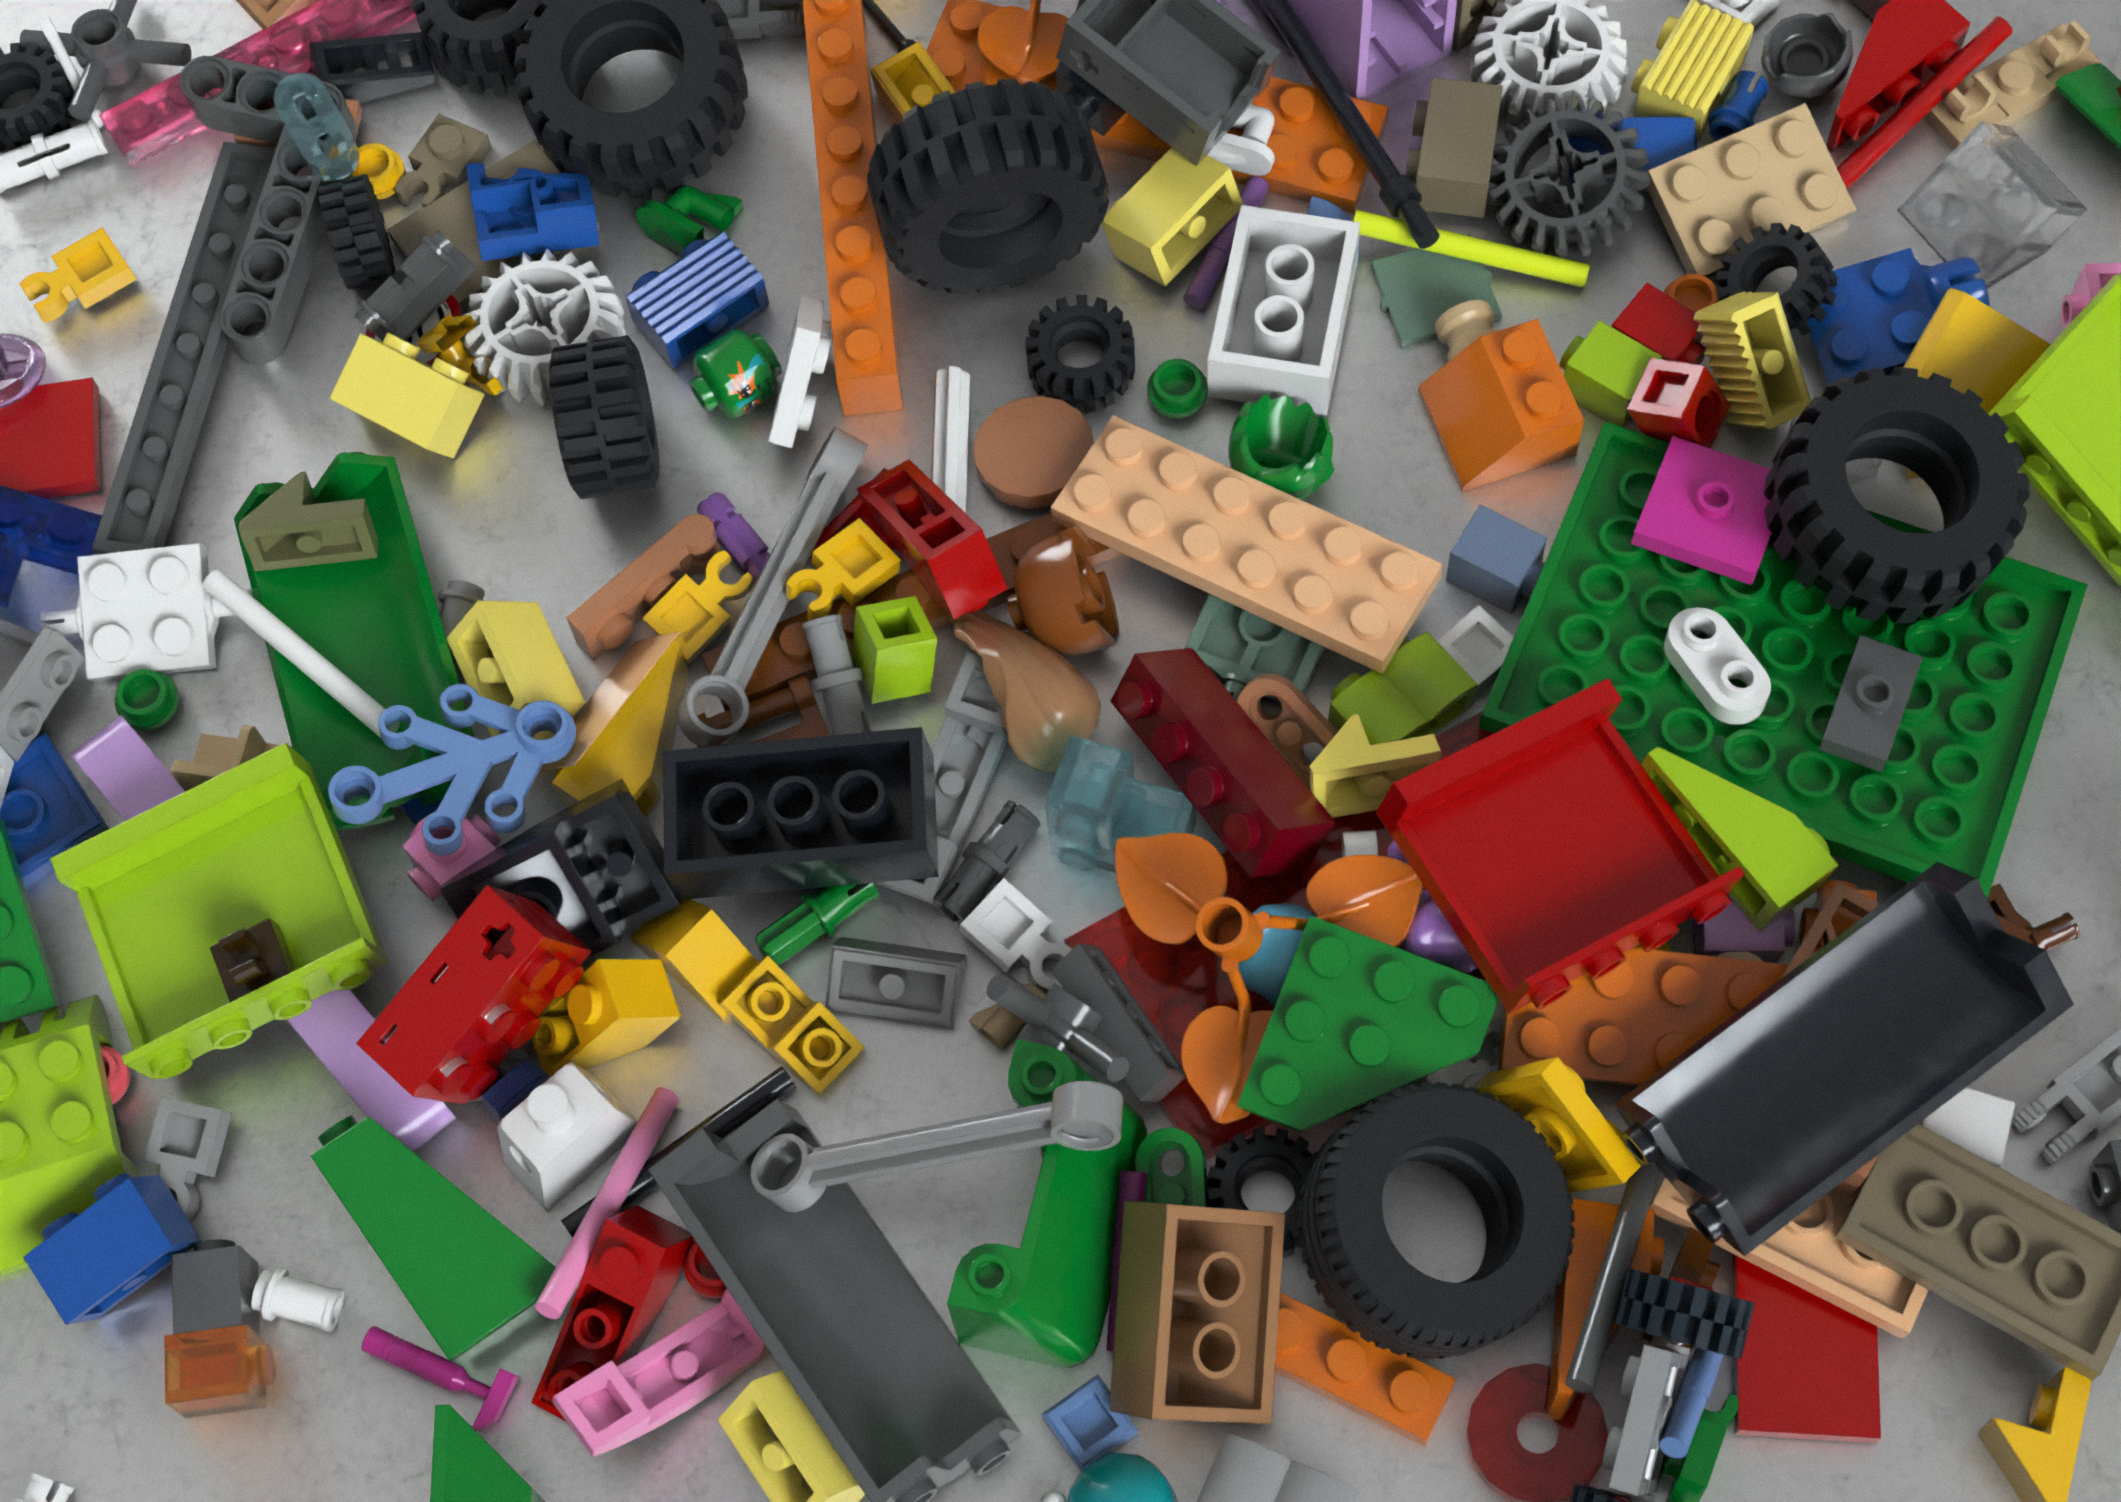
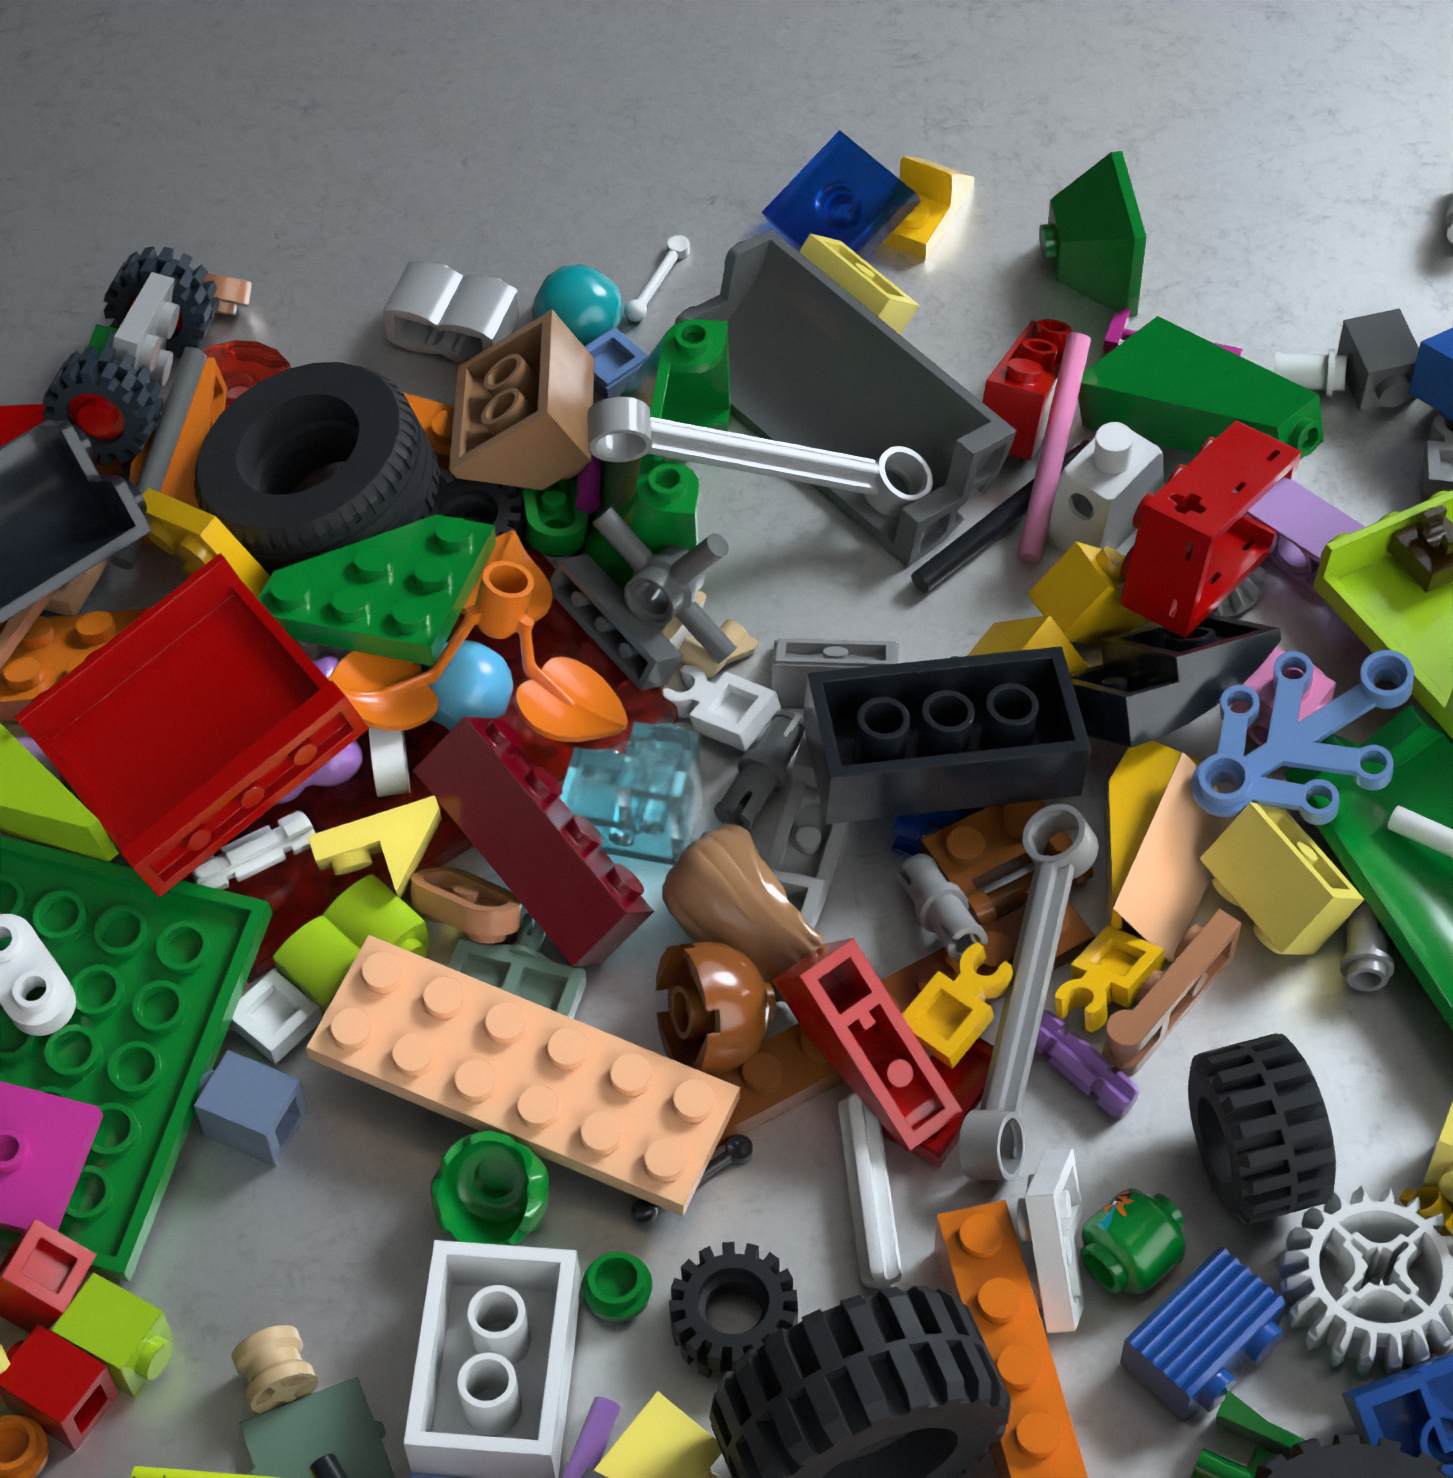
camera: 170 degrees right, 10 degrees down
(217, 1371) = (1352, 296): clear orange brick -> none
(662, 1380) = (993, 317): bright pink slope -> none
(791, 1025) = (920, 619): yellow slope -> none
(894, 649) = (887, 931): lime brick -> none
(1031, 450) = (773, 1191): nougat tile -> none
(1503, 407) = (238, 1274): orange slope -> none

